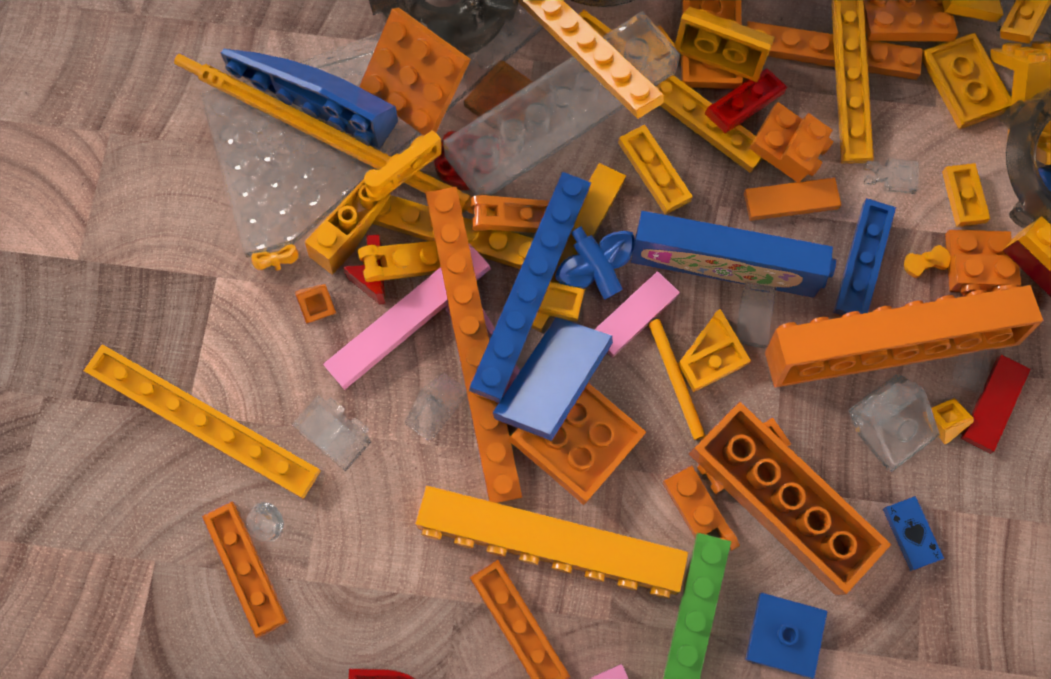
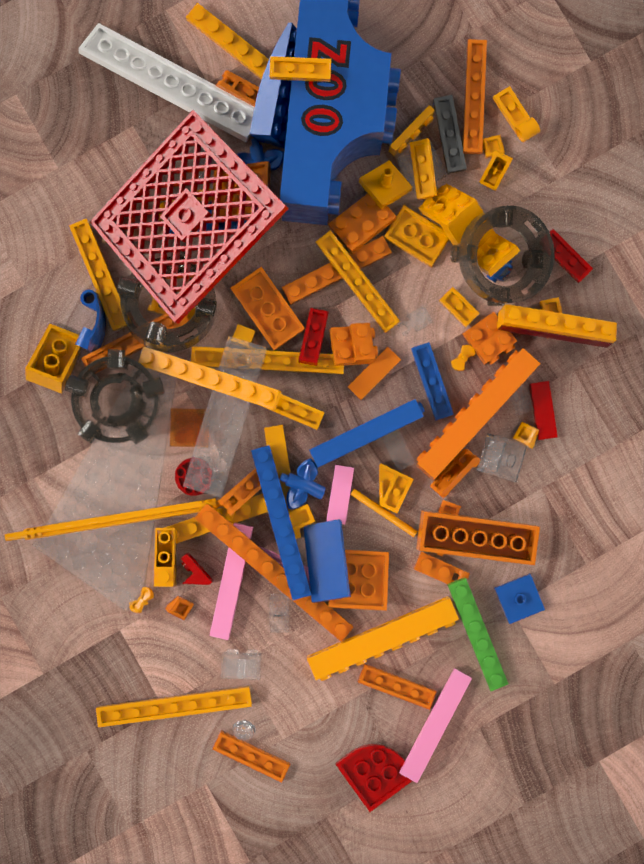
camera: 35 degrees left, 15 degrees up
(317, 93) = (97, 502): blue wedge -> none
(399, 260) = (206, 559): light orange plate -> none
(402, 166) = (171, 514): light orange plate -> none
(414, 71) = (138, 459): orange plate -> none
(723, 43) = (280, 316): light orange slope -> none
(814, 393) = (454, 472): none -> orange plate
(913, 533) = (545, 506): blue tile -> none

